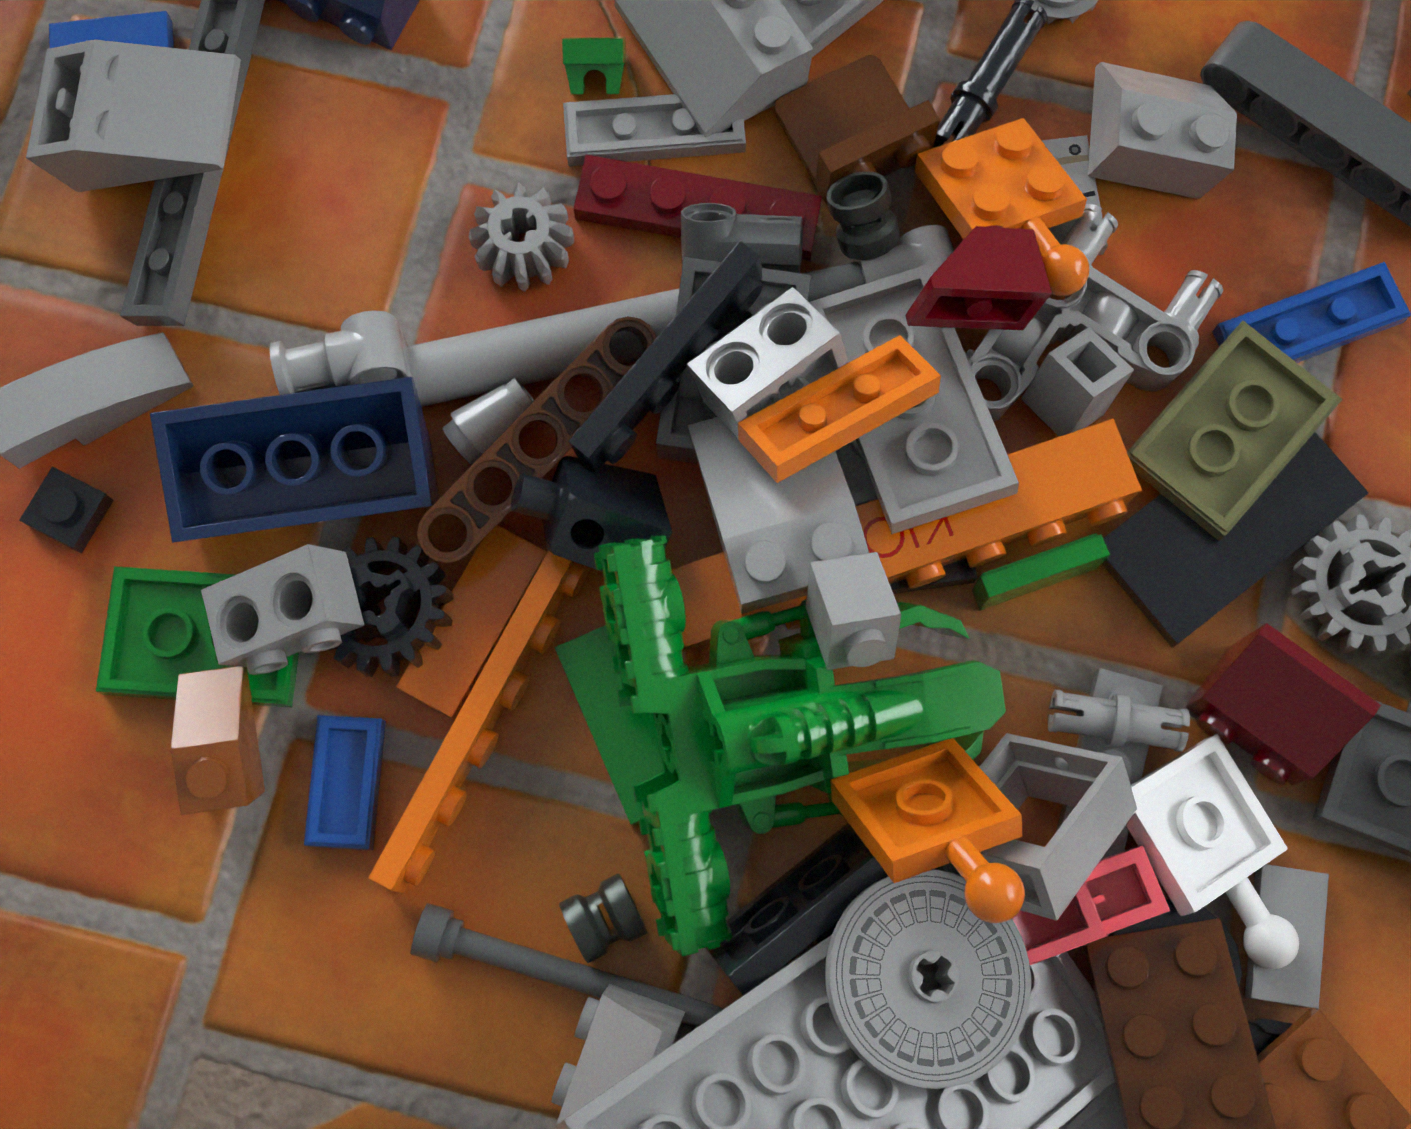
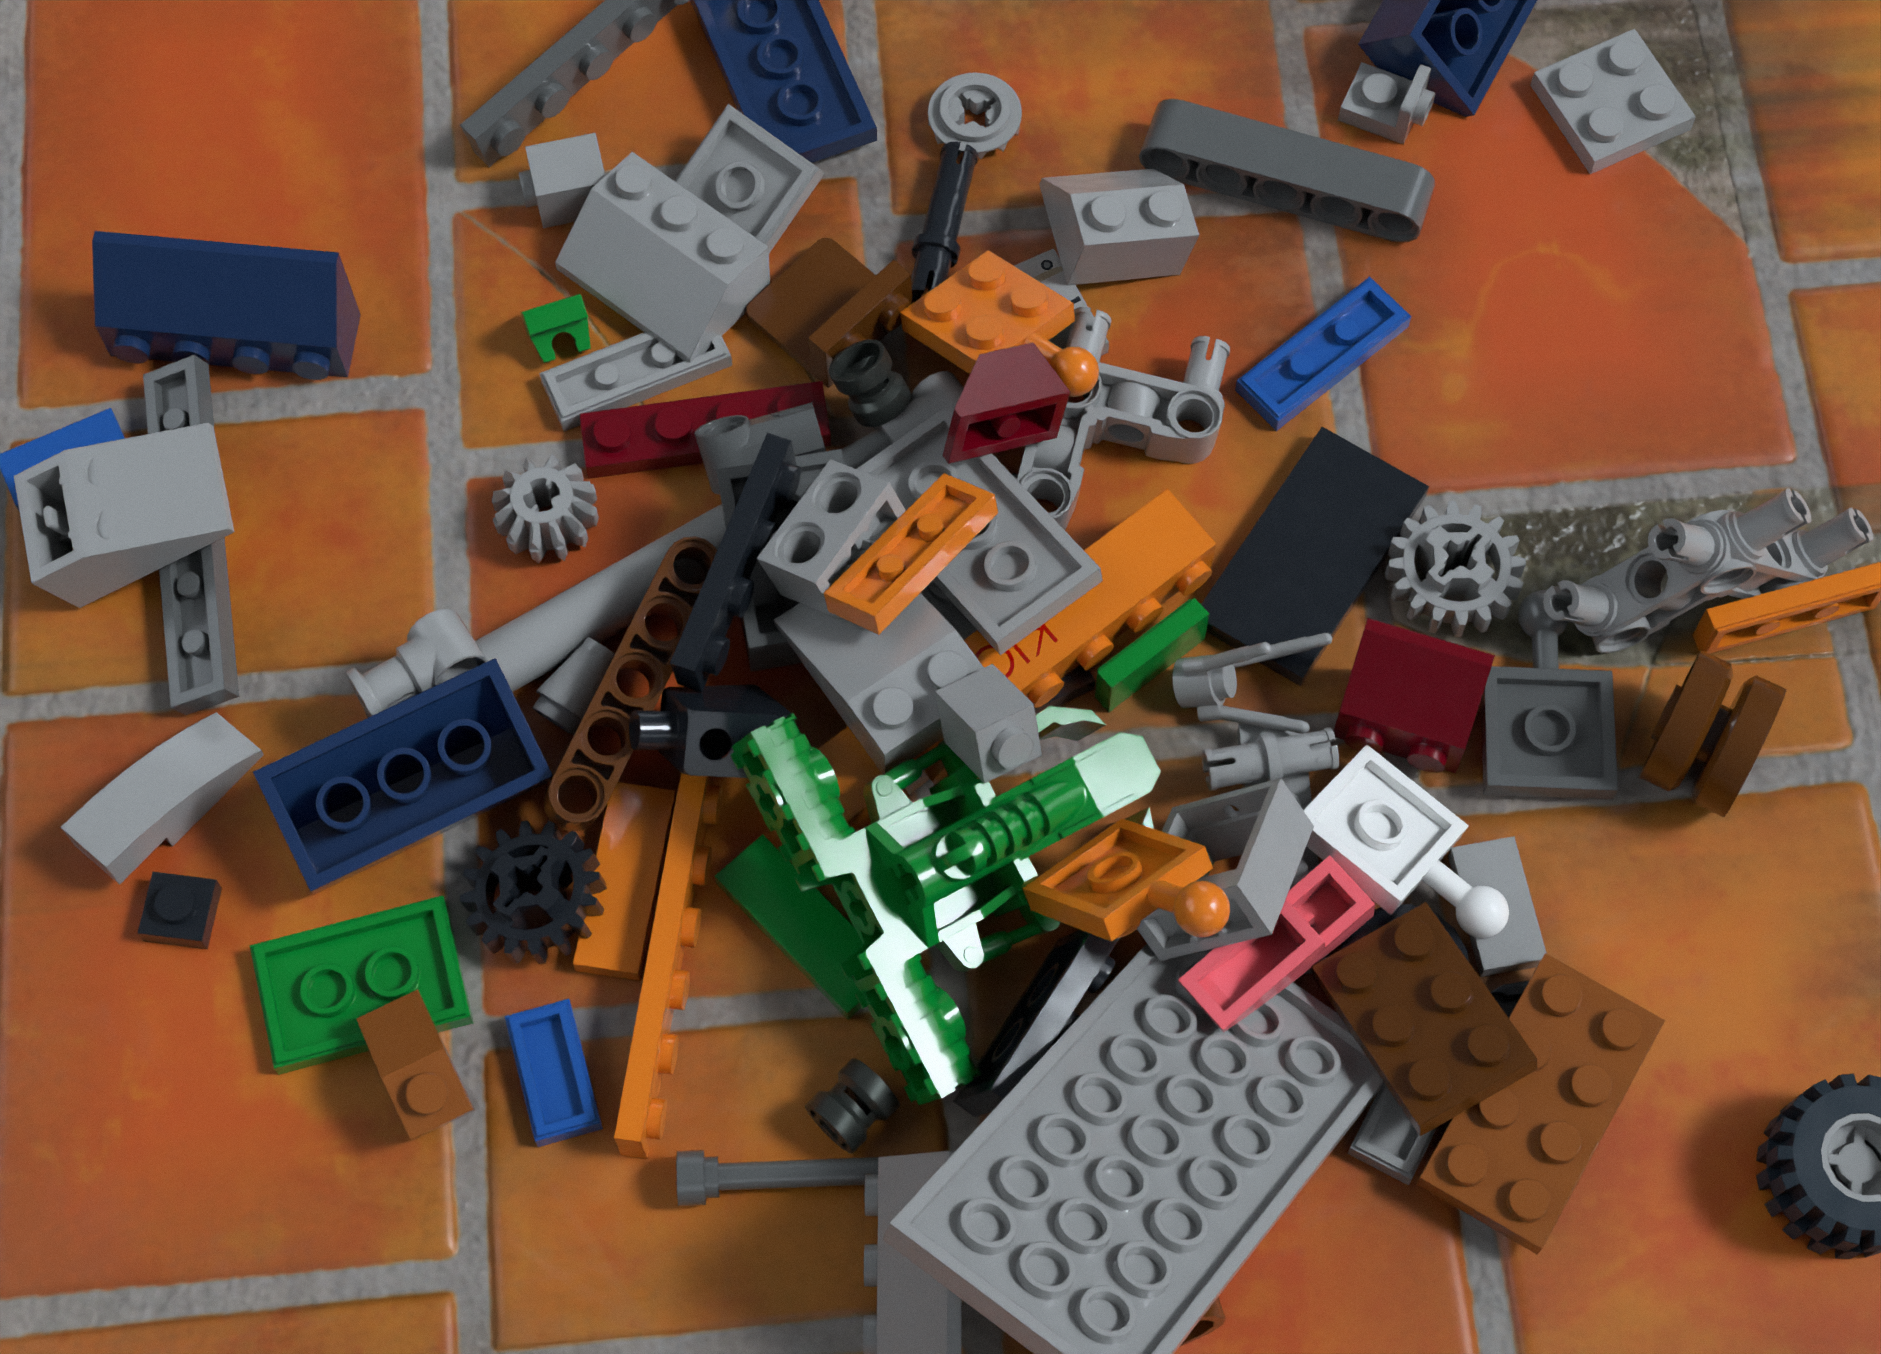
camera: 20 degrees left, 10 degrees down
(278, 602) = (435, 902): light grey brick -> none
(876, 994) = (1126, 1035): light grey piece -> none
(1077, 383) = (1123, 470): light grey brick -> none
(1090, 615) = (1212, 678): none -> light grey plant
(1231, 430) = (1282, 470): olive tile -> none

